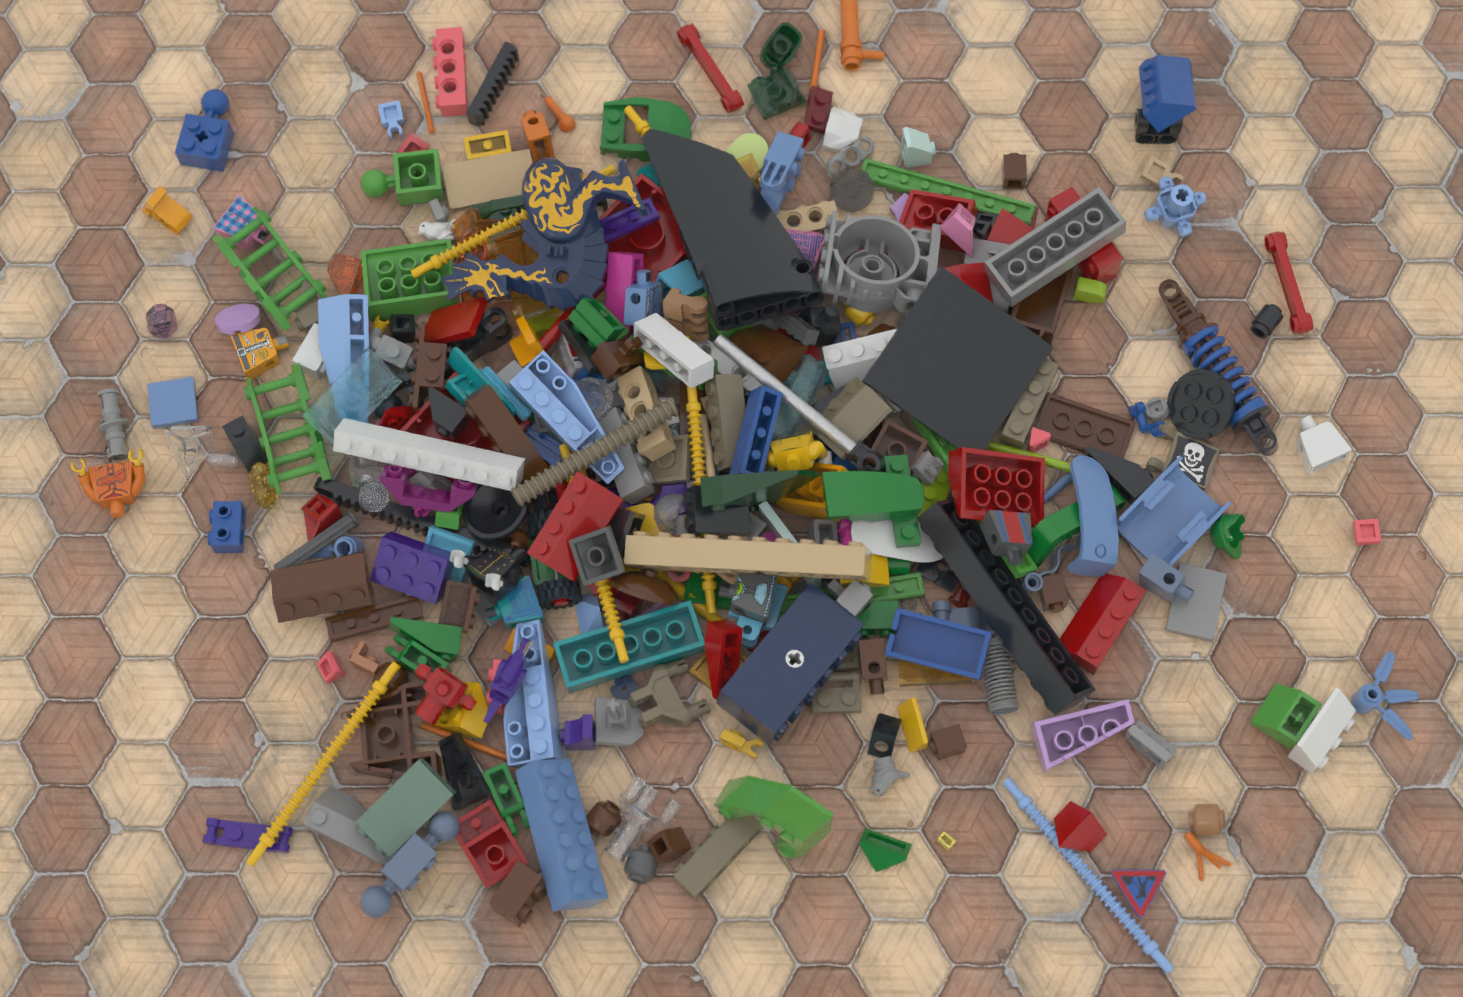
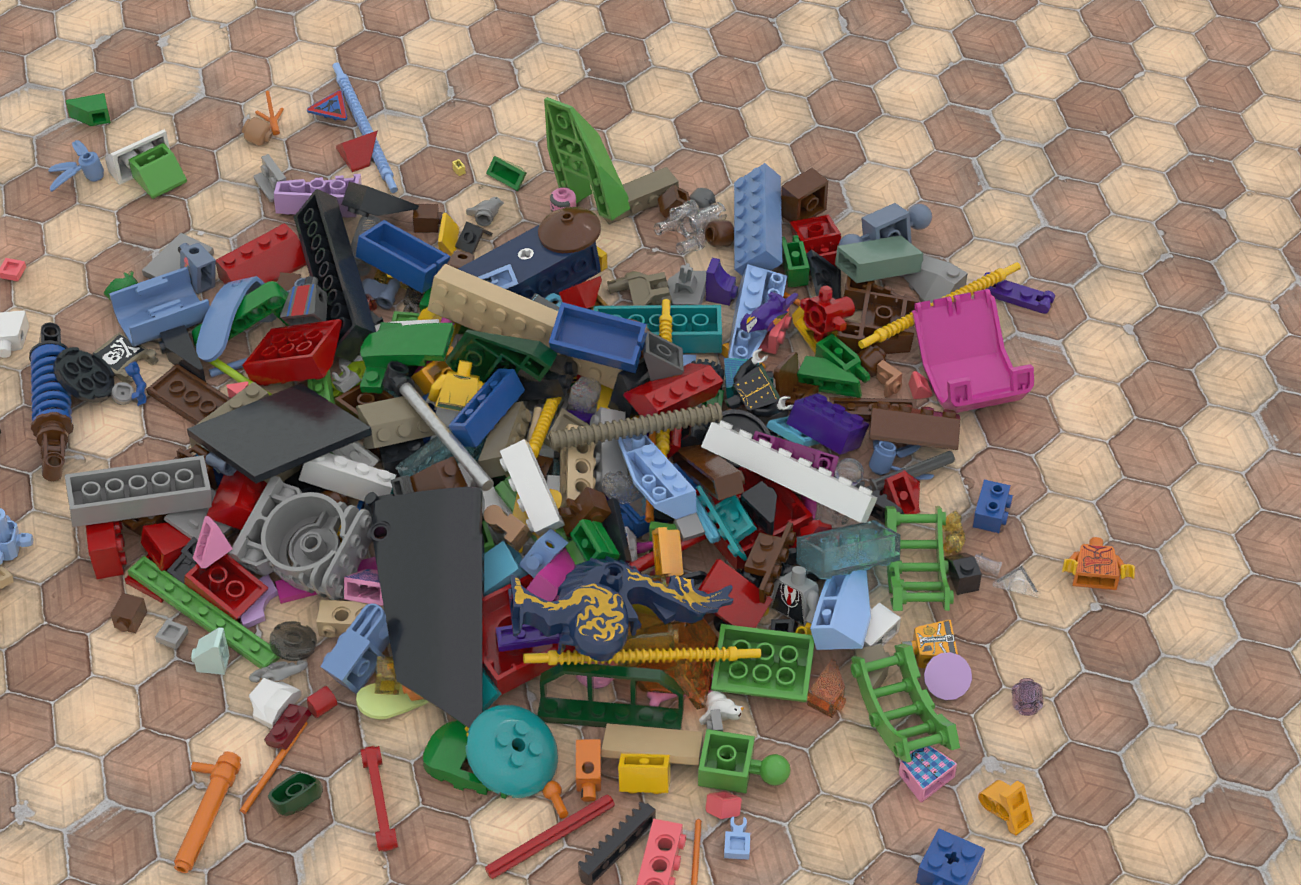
camera: 165 degrees left, 20 degrees down
(112, 424) = (1090, 615): light grey piece -> none
(173, 402) = (1028, 628): medium blue tile -> none
(275, 692) = (967, 354): none -> dark pink windscreen
(553, 78) = (549, 836): none -> red axle
(608, 128) = (498, 764): none -> teal brick
(662, 525) = (598, 337): none -> blue piece
(755, 716) = (569, 230): none -> reddish brown dish
(776, 92) = (321, 754): clear green slope -> none
(814, 602) = (502, 277): none -> light blue slope
(964, 164) = (171, 634): none -> light grey plate
(1002, 721) = (367, 200): none -> black slope
(1421, 794) = (89, 109): none -> green slope

